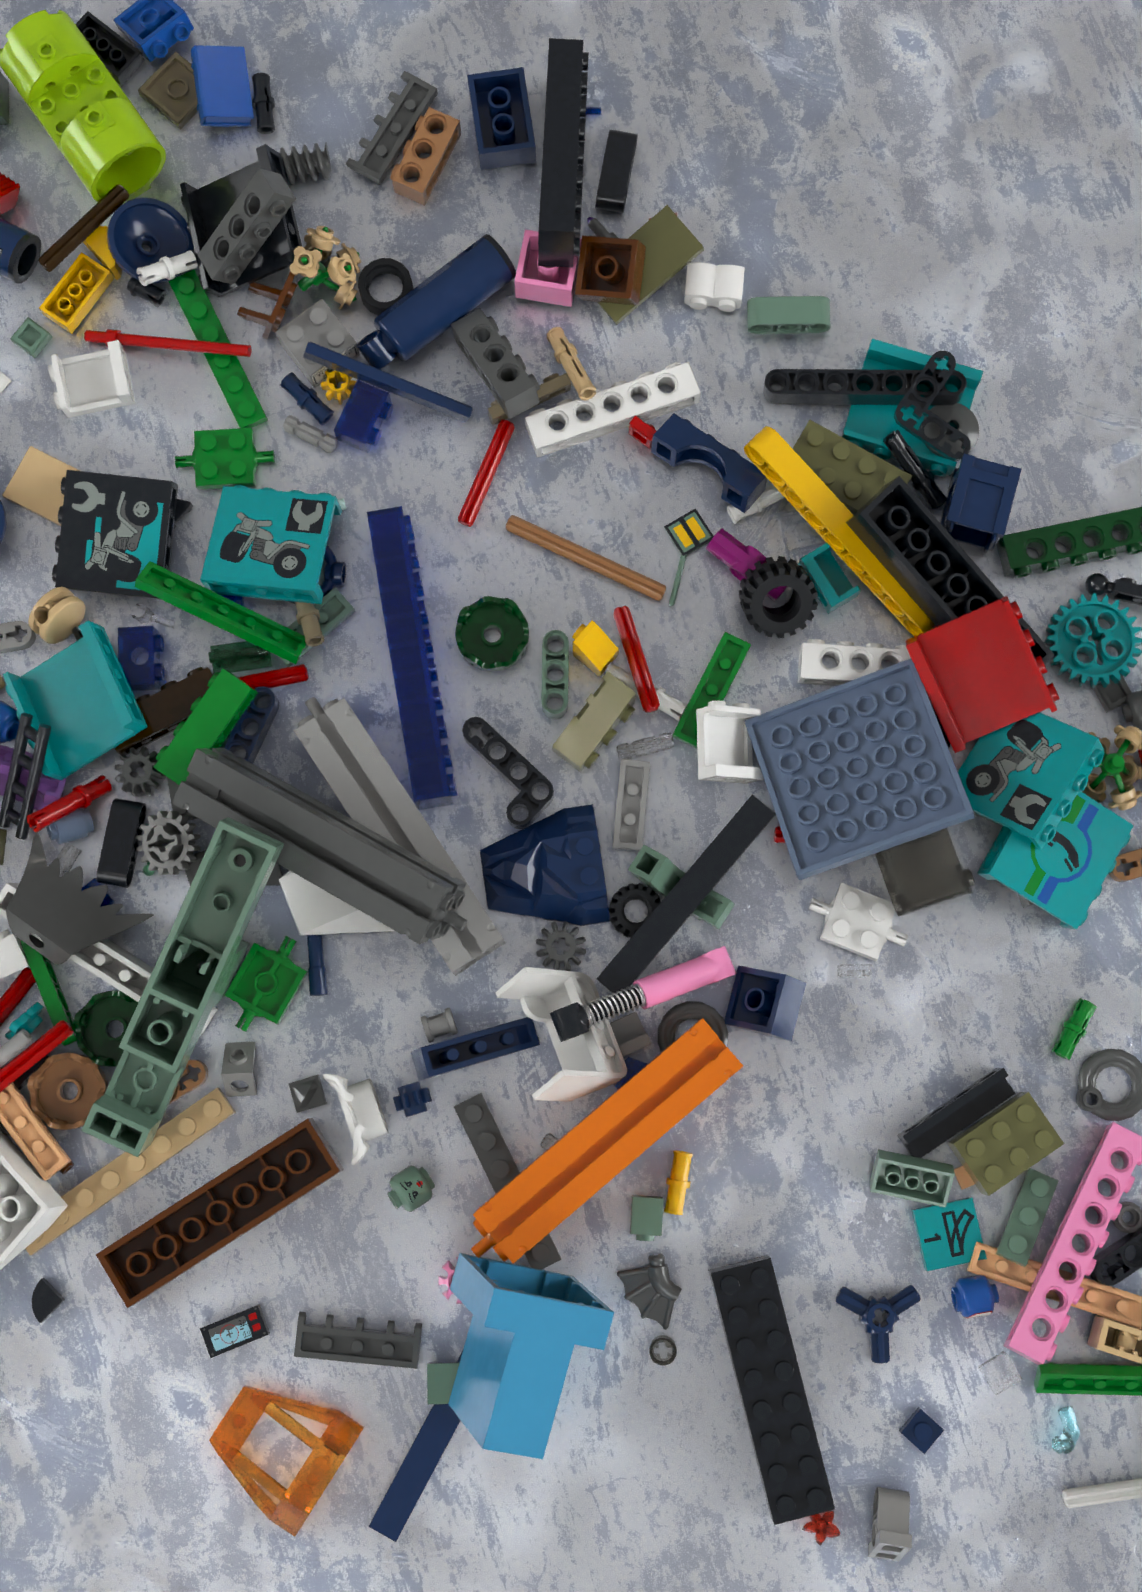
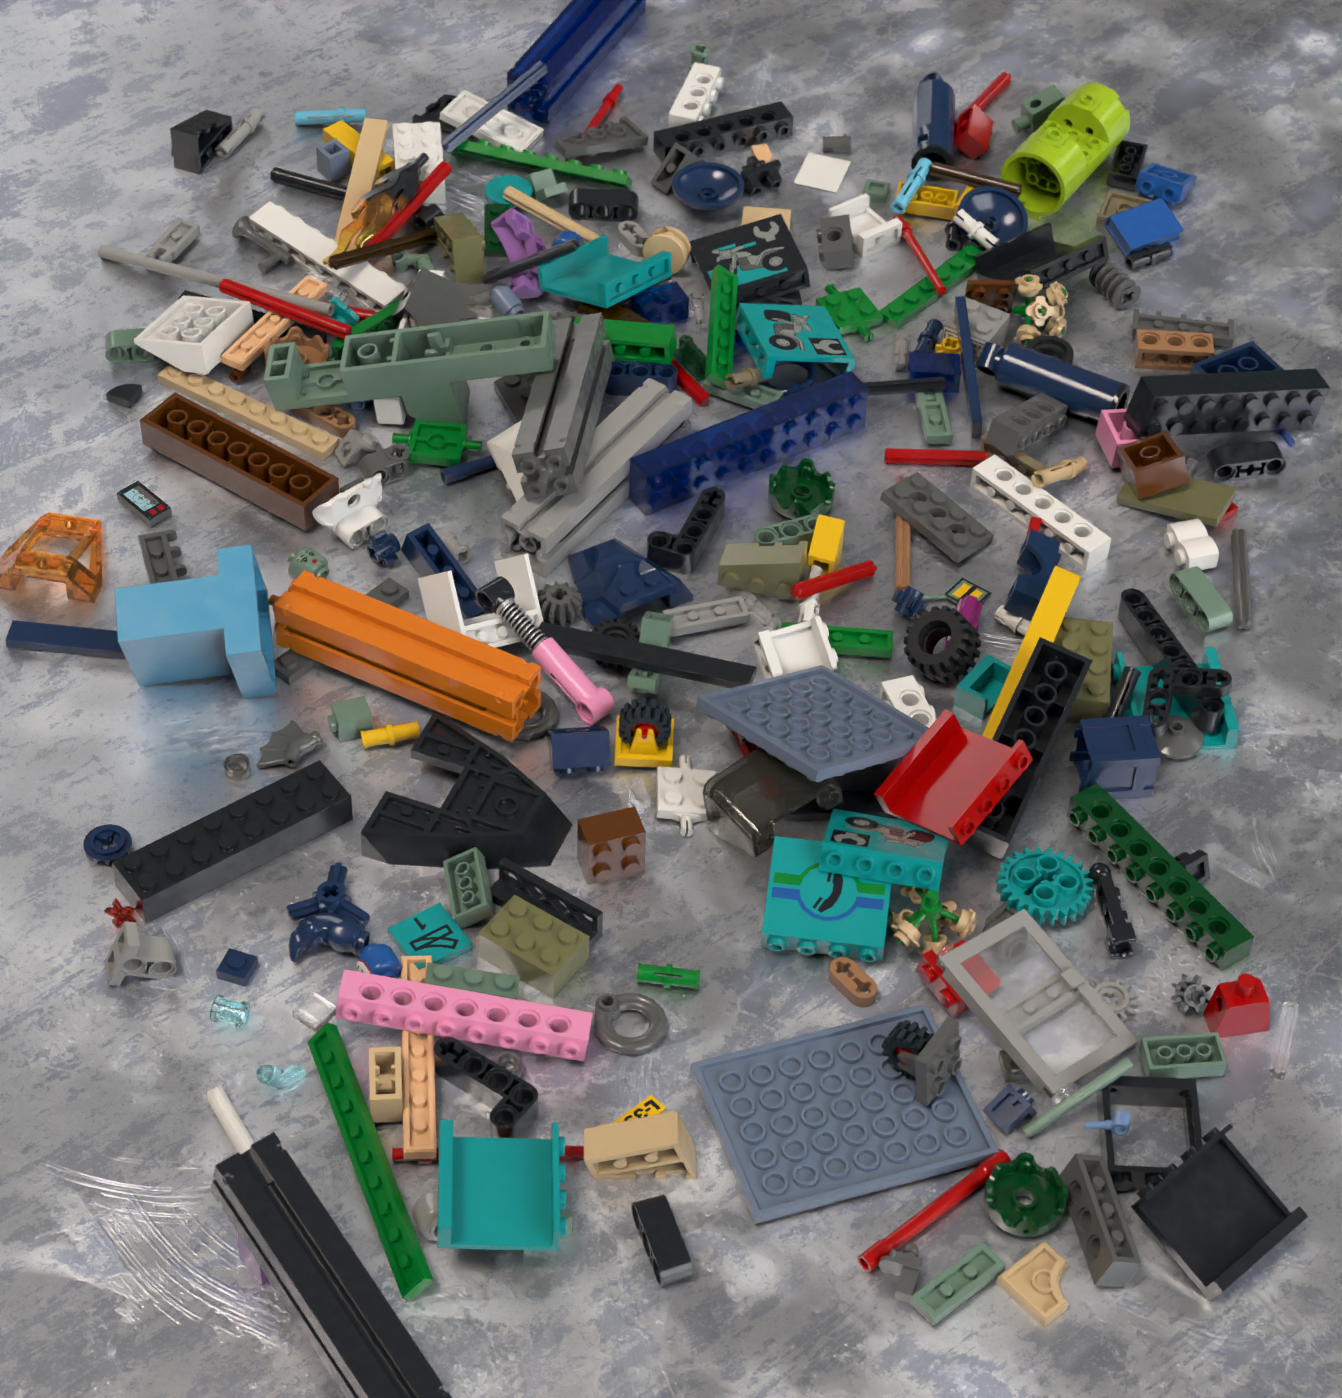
camera: 65 degrees right, 35 degrees down
(52, 291) = (915, 179): none -> medium azure pin
(79, 798) = (521, 289): red pin -> none
(101, 411) = (836, 242): none -> dark grey brick
(246, 226) = (1034, 247): dark grey brick -> none
(283, 1060) = (387, 464): none -> dark grey piece
(372, 467) = (906, 386): none -> black axle
(427, 447) = (934, 417): none -> sand green plate
(578, 532) = (938, 530): none -> dark grey plate
(692, 597) = (909, 602): none -> dark blue gear
(721, 1527) = (105, 835): none -> dark blue gear
(770, 260) = (1241, 579): none -> dark grey axle
(779, 935) = (644, 735): none -> plate
(824, 1113) = (486, 809): none -> black piece
(920, 1025) = (611, 845): none -> reddish brown brick
(924, 1322) = (330, 929): none -> dark blue animal
(980, 1456) = (229, 1011): none -> clear light blue bush
(1117, 499) = (1196, 864): none -> black tile

